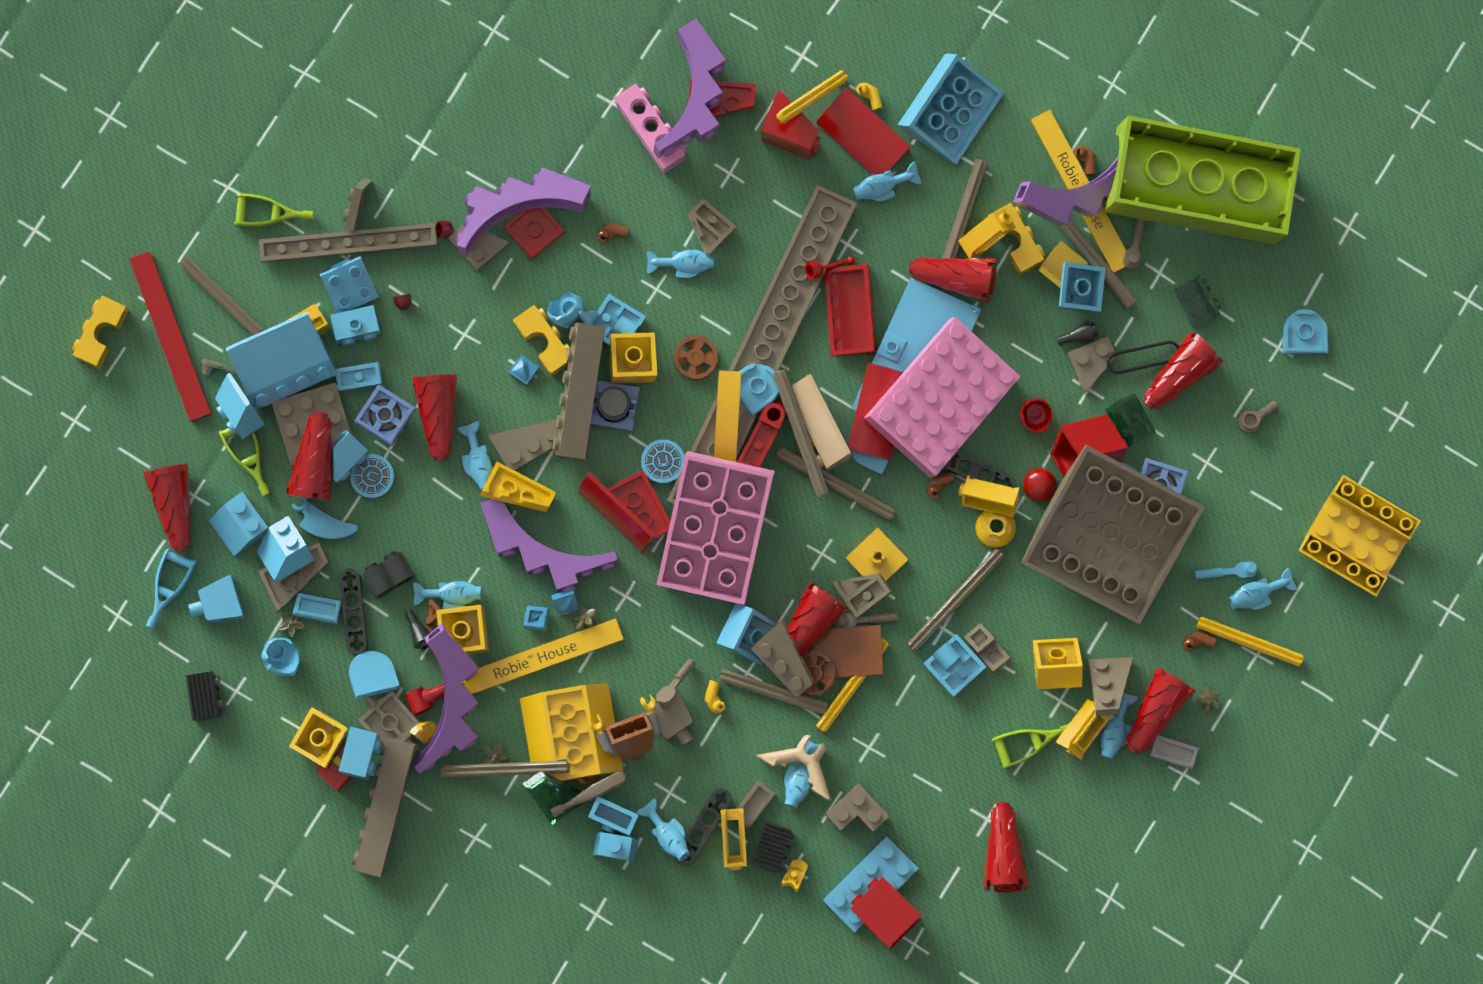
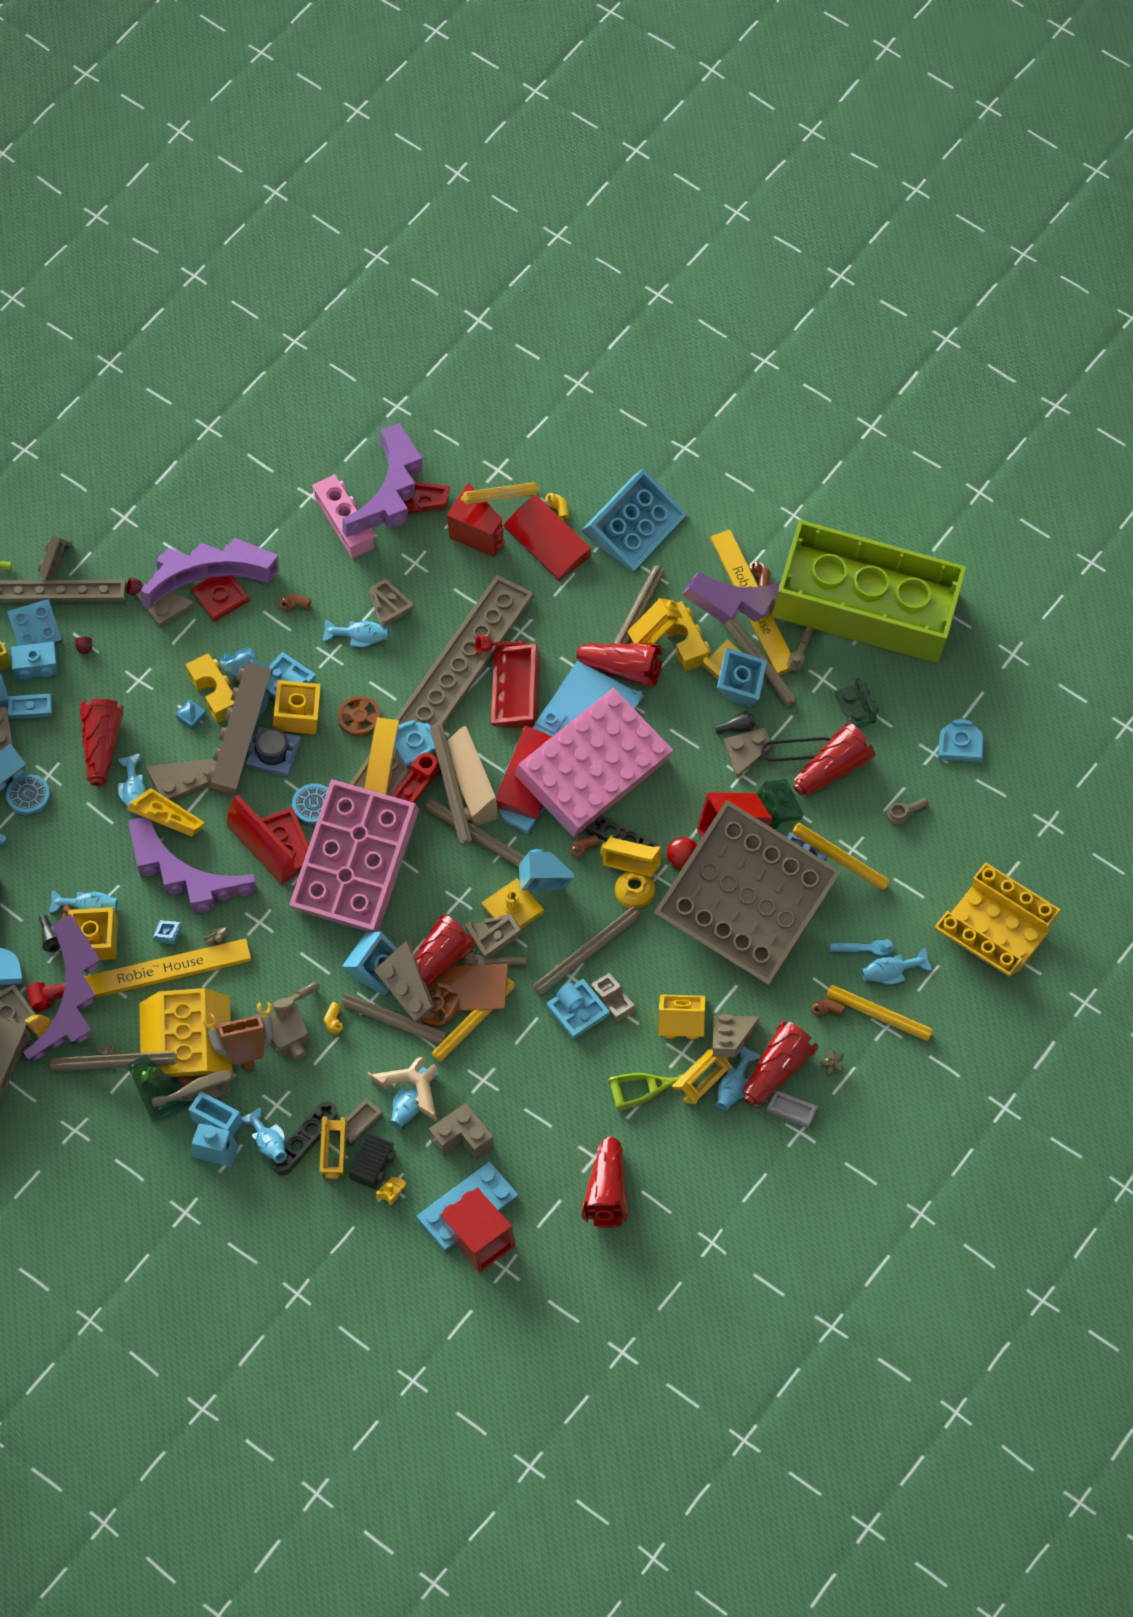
camera: 10 degrees right, 20 degrees down
(385, 415) = (49, 737): medium blue piece -> none
(388, 574) = (28, 880): pearl dark grey brick -> none
(565, 602) = (198, 919): dark azure tile -> none
(881, 186) = (558, 581): medium azure animal -> none
(904, 526) = (543, 872): none -> medium azure slope
(1036, 415) = (685, 789): red hair -> none
(1199, 481) = (840, 856): none -> yellow axle

